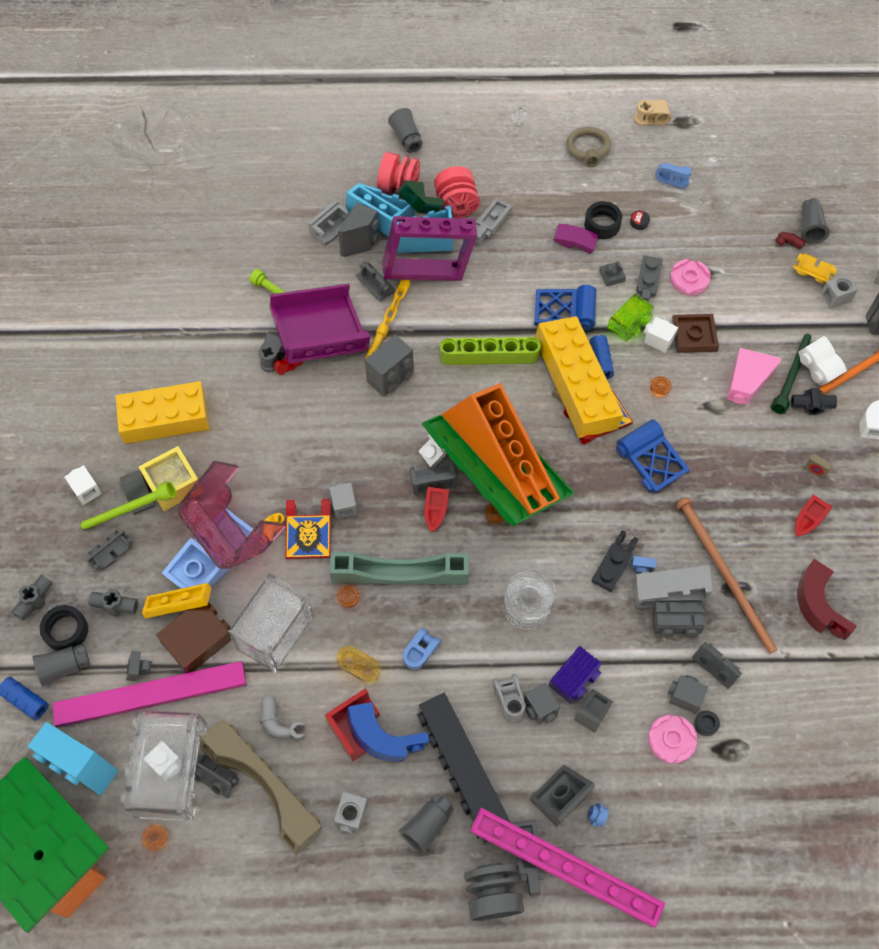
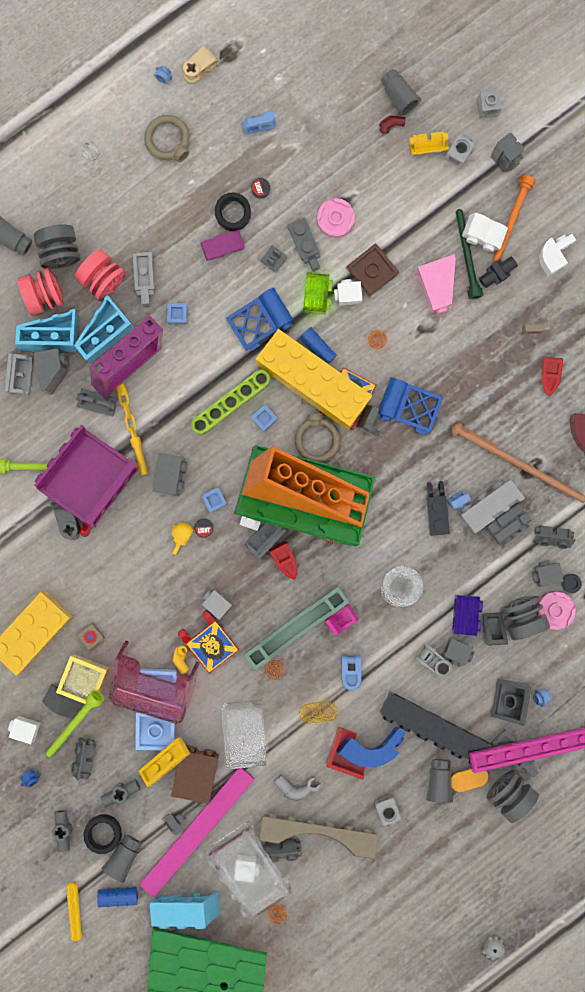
camera: 35 degrees left, 25 degrees up
(48, 531) = (30, 778): none -> blue plate
(209, 452) = (90, 636): none -> dark tan tile
(360, 424) = (181, 534): none -> yellow piece
(384, 433) = (203, 528): none -> tile
(412, 416) = (214, 499): none -> medium blue plate
(414, 195) = (75, 309): dark green slope -> none
(438, 152) = (57, 246): none -> dark grey wheel
(448, 594) = (342, 619): none -> dark pink bracket
(459, 846) = (467, 780): none -> light orange tile
(497, 260) = (177, 313): none -> medium blue plate
(510, 381) = (264, 417): none -> medium blue plate
(554, 412) = (314, 420): none -> dark tan piece
(598, 444) = (367, 419): none -> dark grey tile
(618, 103) = (163, 74): none -> medium blue plate
(635, 714) = (524, 615): none -> dark grey wheel

